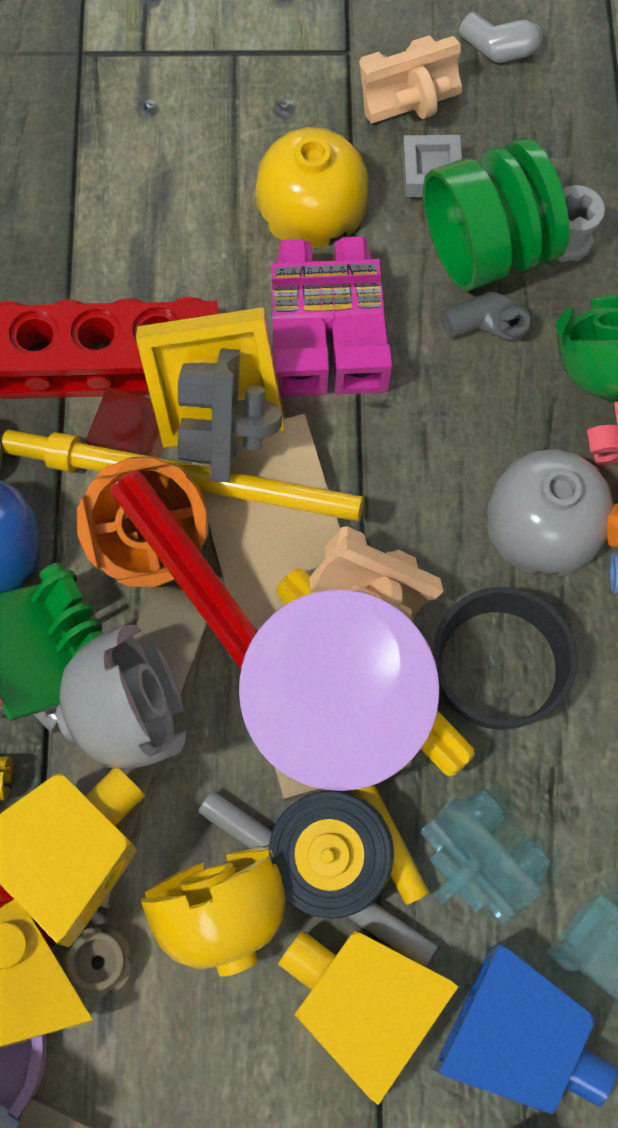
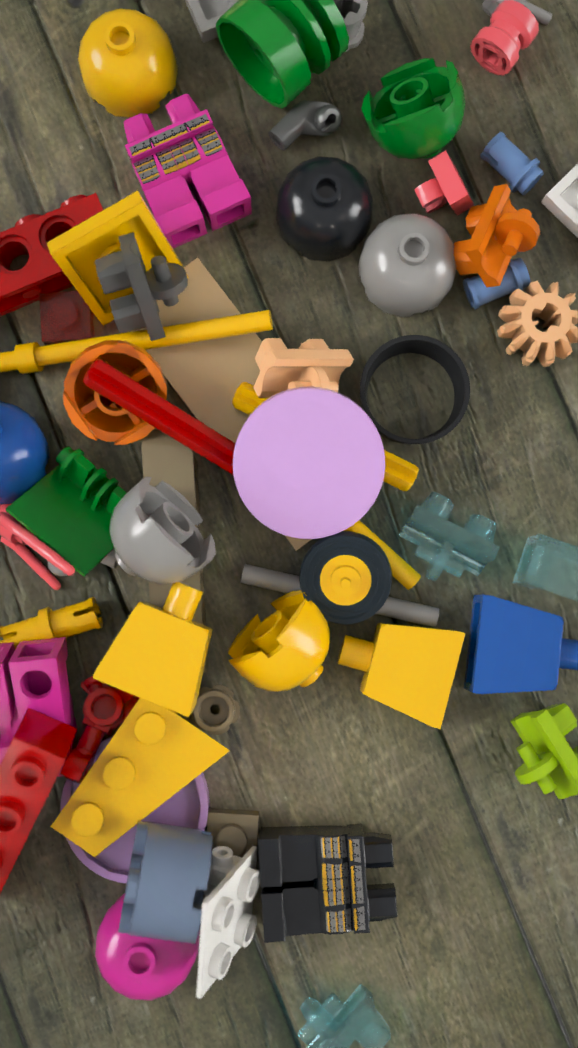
camera: 20 degrees left, 15 degrees up
(474, 415) = (324, 208): none -> black cylinder

